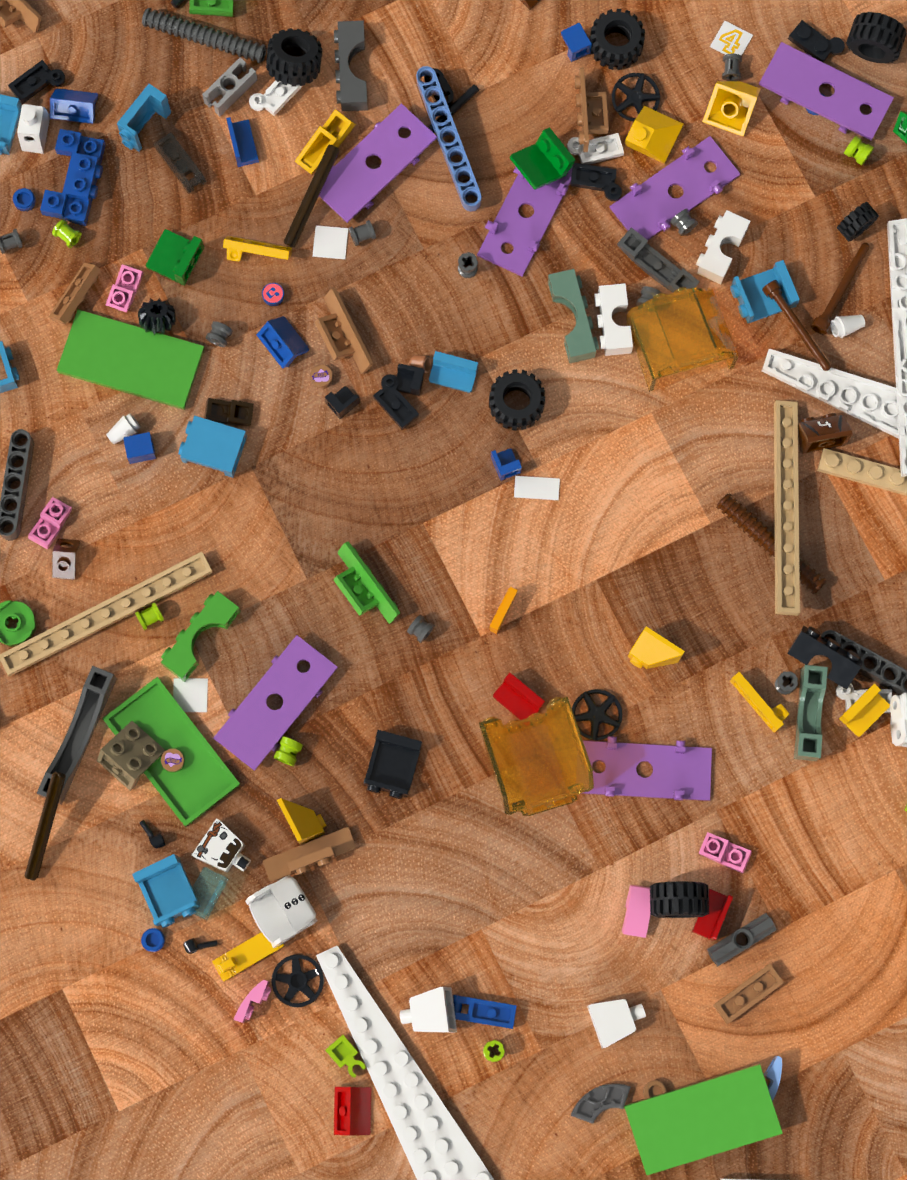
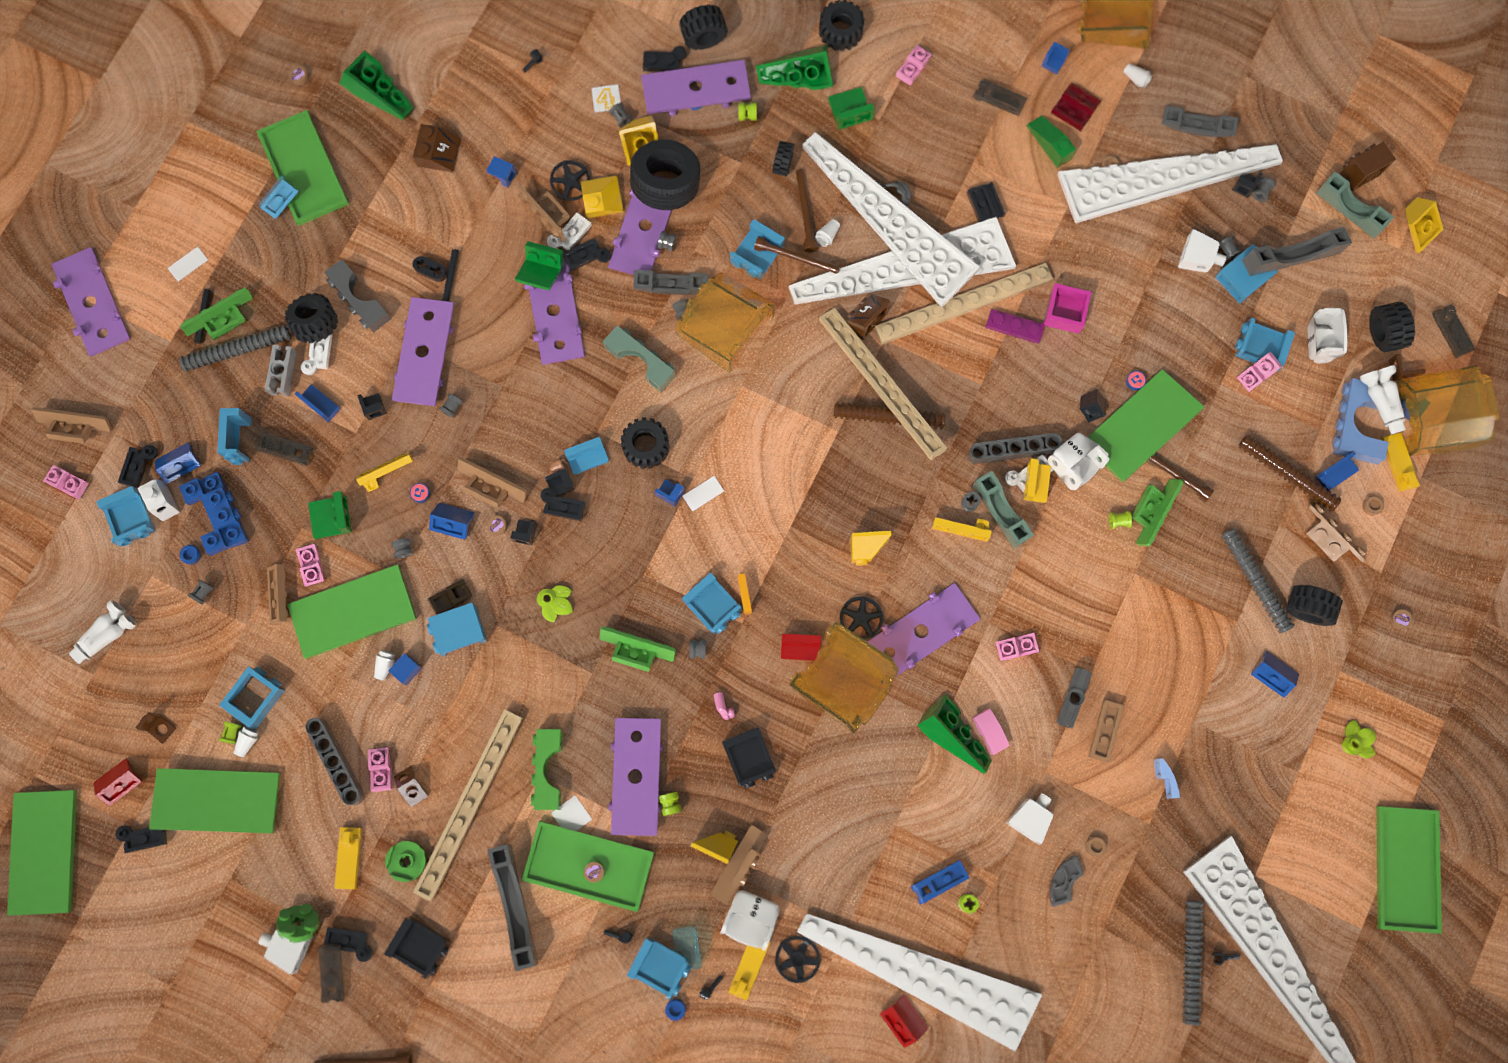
camera: 35 degrees left, 0 degrees up
(45, 825) = (538, 989): dark brown axle -> none
(66, 233) = (239, 556): lime bush -> none
(129, 754) = (561, 891): dark tan bracket -> none
(149, 616) = (501, 782): lime bush -> none
(156, 316) = (348, 568): black gear -> none
(221, 849) = (675, 908): torso -> none
(257, 994) = (778, 990): bright pink slope -> none
(289, 180) = (372, 406): none -> black panel
(311, 195) = (396, 405): dark brown axle -> none
(323, 490) = (558, 603): none -> lime plate
(330, 242) = (433, 428): white sticker -> none
(332, 133) = (377, 361): yellow slope -> none
(343, 1053) = (867, 986): lime plate -> none
(401, 699) = (721, 707): none -> bright pink arm
(431, 1011) = (907, 910): white torso -> none
(448, 128) = (454, 294): medium blue beam -> none
(463, 260) = (546, 377): dark grey bush -> none
(466, 597) = (712, 604): none -> dark azure panel
(598, 878) = (946, 728): none -> green wedge
(615, 338) = (680, 352): white arch -> none
(617, 23) = (528, 136): black tyre -> none
(679, 899) = (1014, 703): black tyre -> none
(703, 1119) = (1143, 840): bright green tile -> none
(710, 925) = (1042, 695): red panel -> none
(730, 230) = (708, 254): white arch -> none
(742, 137) = (667, 156): none -> black tyre
(810, 643) = (969, 463): black arch -> none

